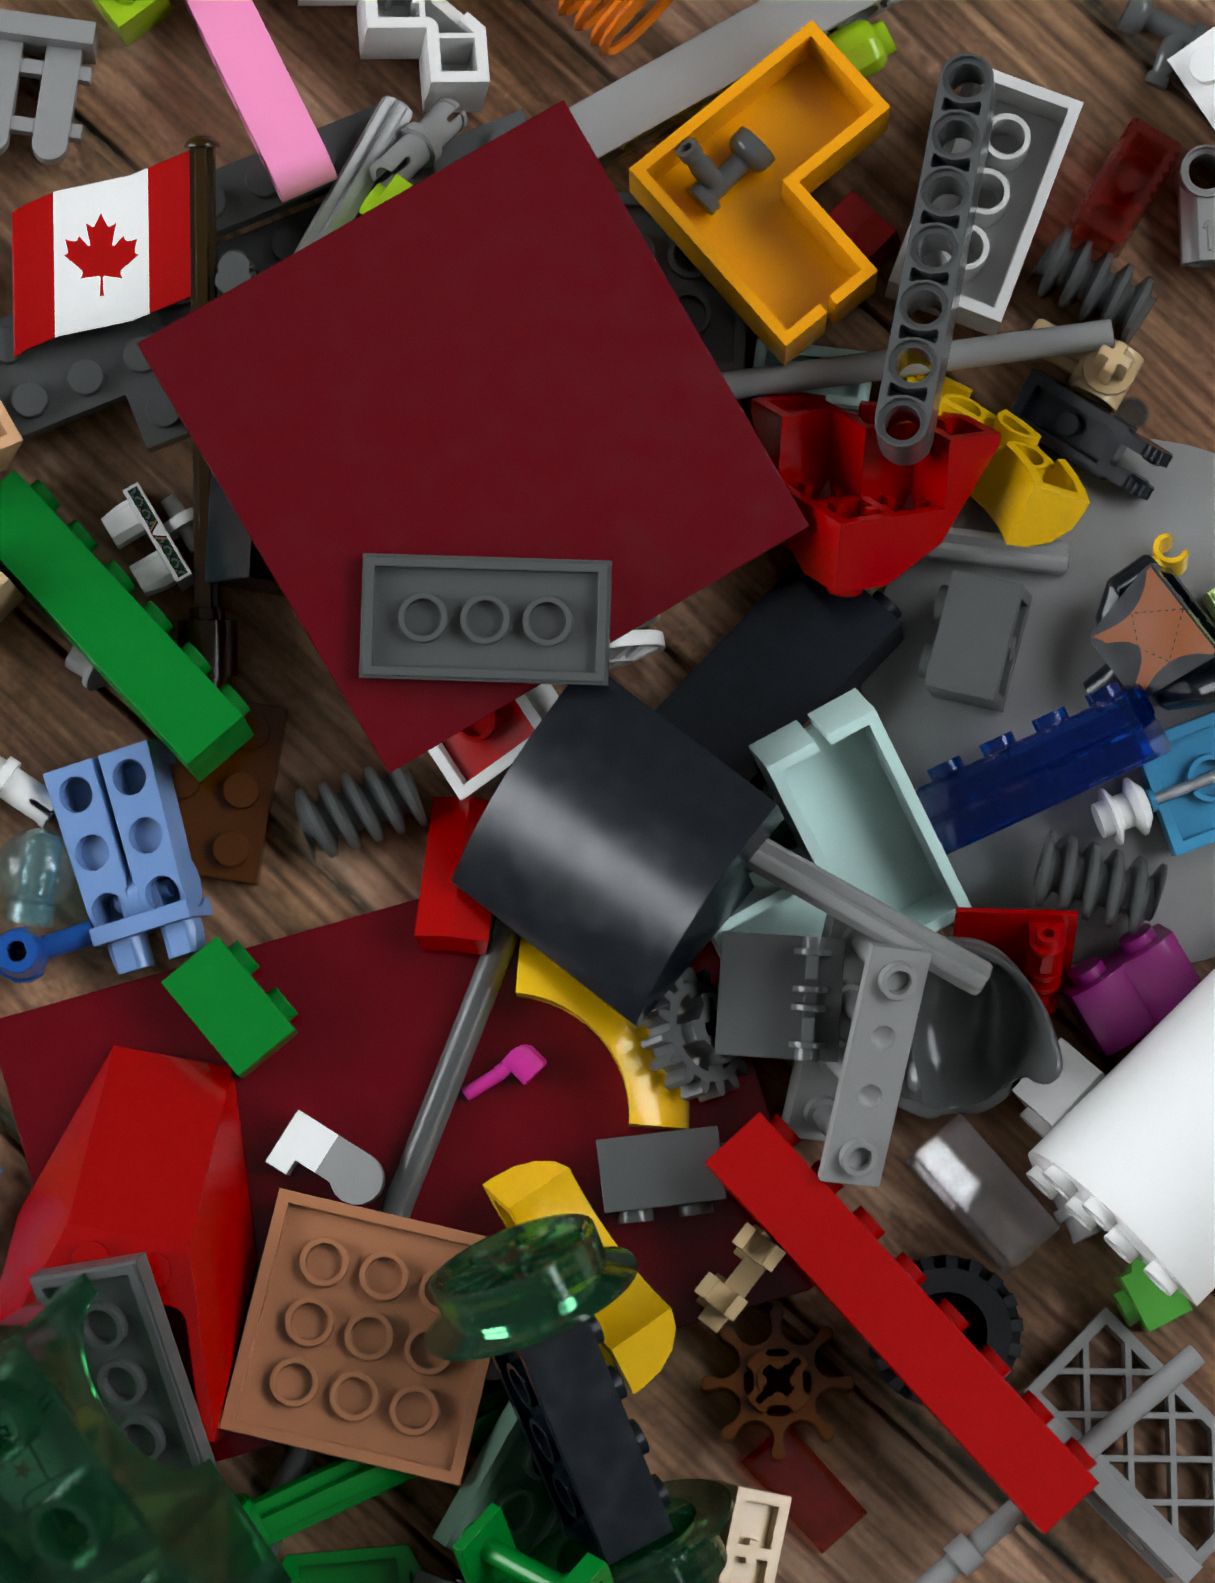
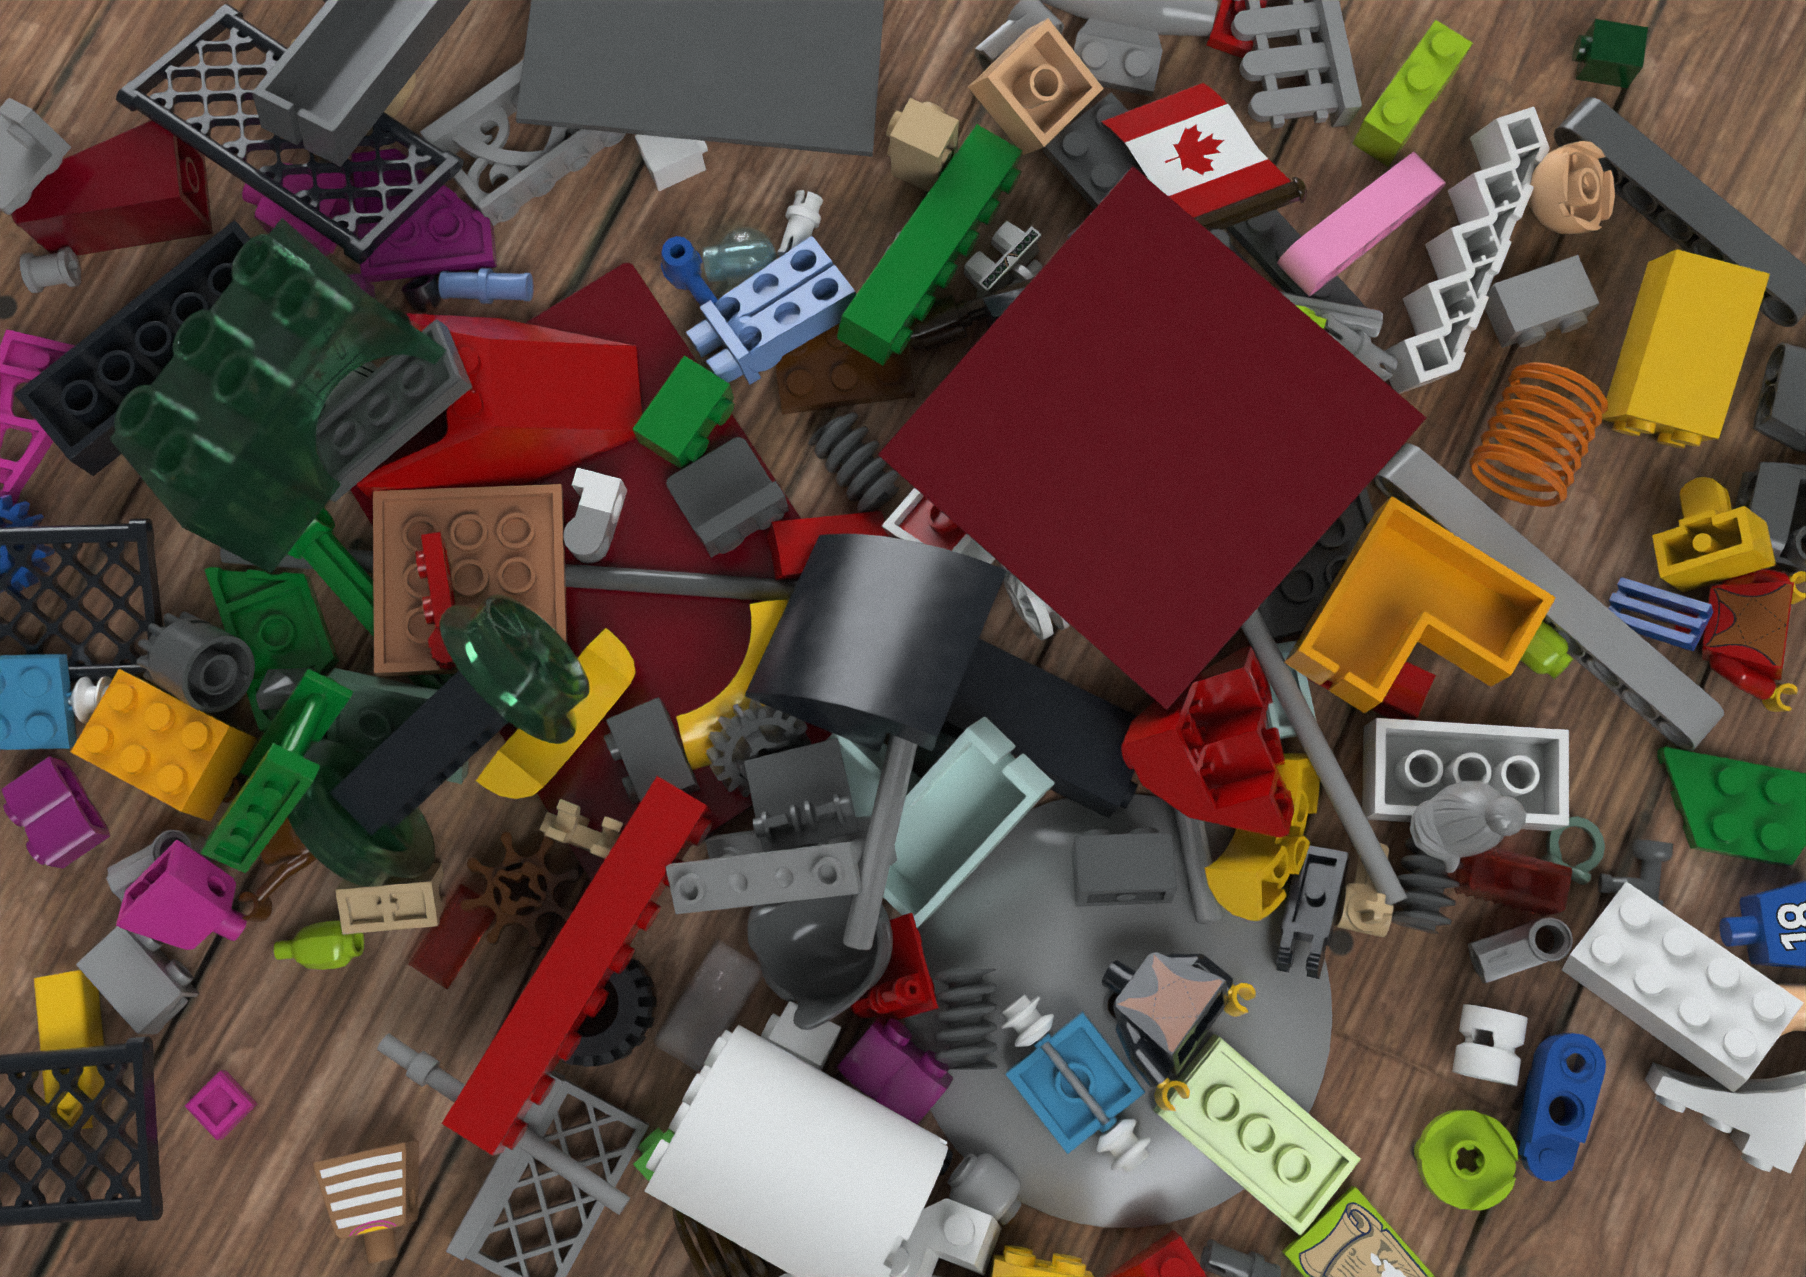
camera: 75 degrees right, 5 degrees down
(357, 984) = (727, 496): none -> dark grey bracket
(402, 1375) = (434, 564): none -> red hinge
(485, 619) = (1012, 484): dark grey tile -> none
(522, 1062) = (705, 632): dark pink hand -> none
(715, 181) = (1404, 567): dark grey piece -> none
(930, 231) = (1424, 730): dark grey beam -> none
(1043, 768) = (1039, 948): clear blue brick -> none
(1045, 222) = (1465, 821): none -> light grey hair
(1135, 106) = (1580, 871): none -> sand green piece

